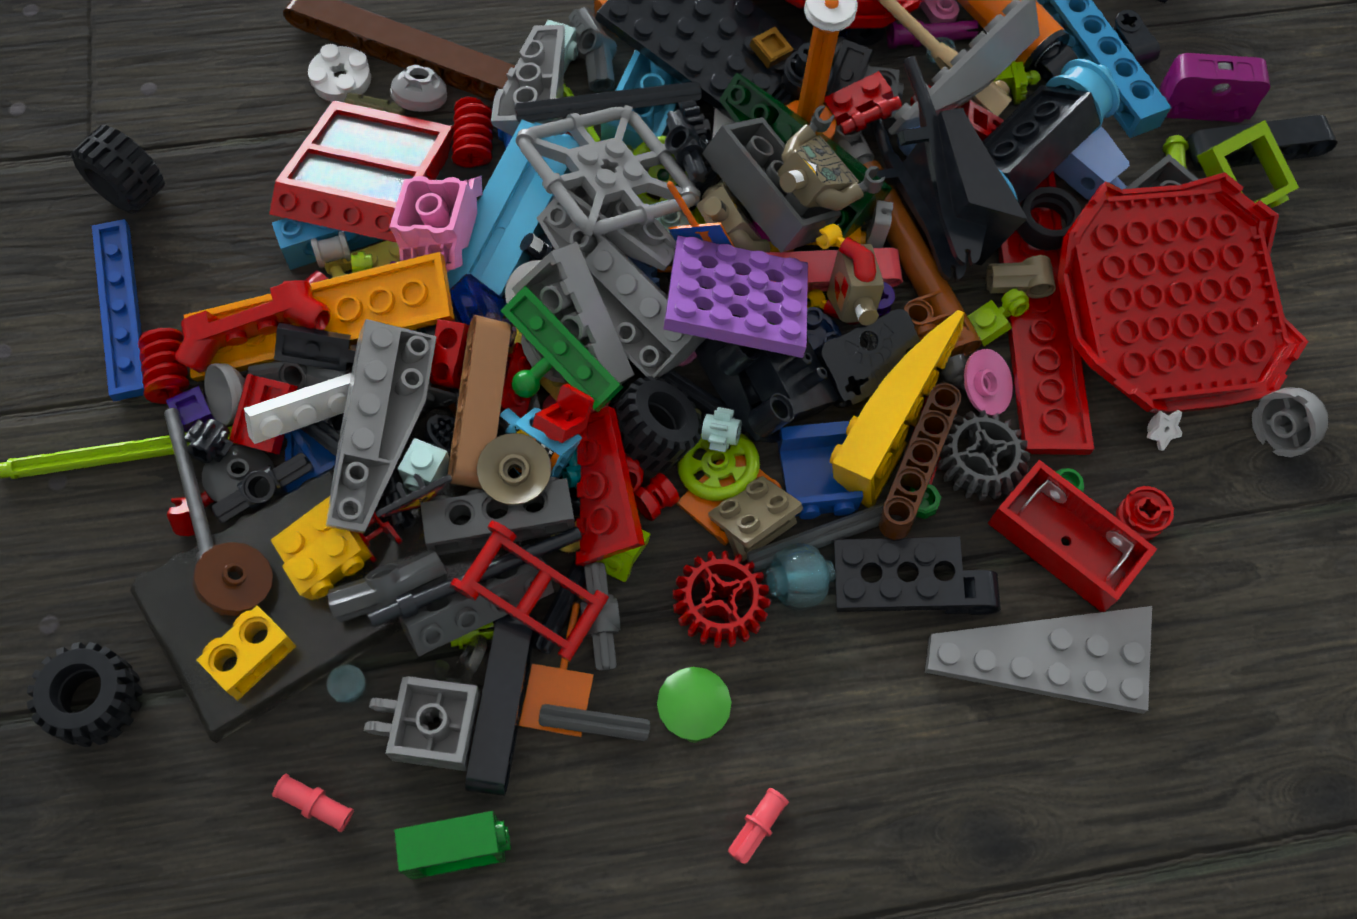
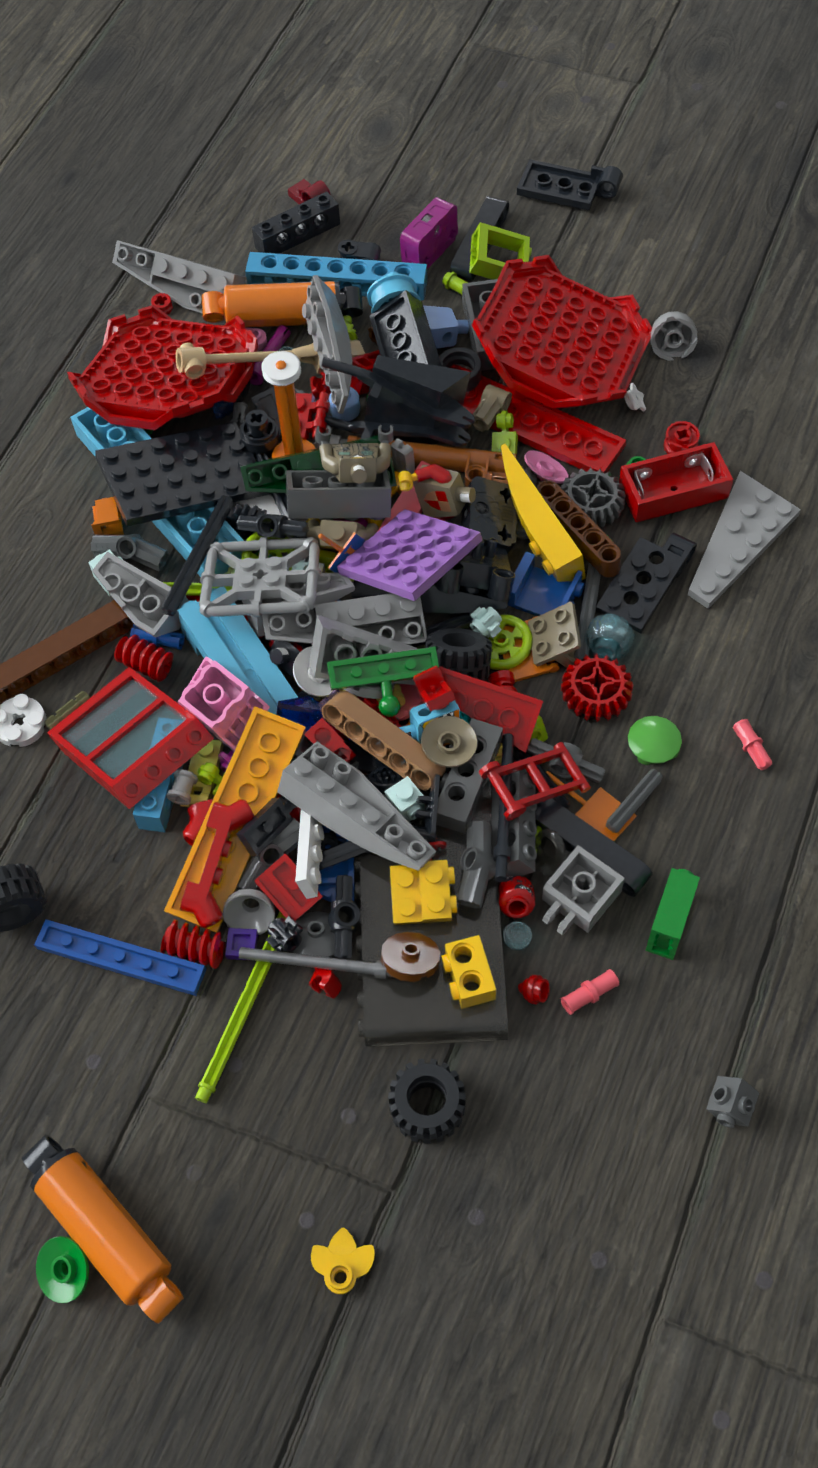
camera: 50 degrees left, 5 degrees down
(285, 739) = (534, 989): none -> red plate
(385, 655) = (516, 897): none -> red head
(418, 89) = (80, 678): light grey piece -> none
(771, 47) = (225, 441): pearl gold tile -> none

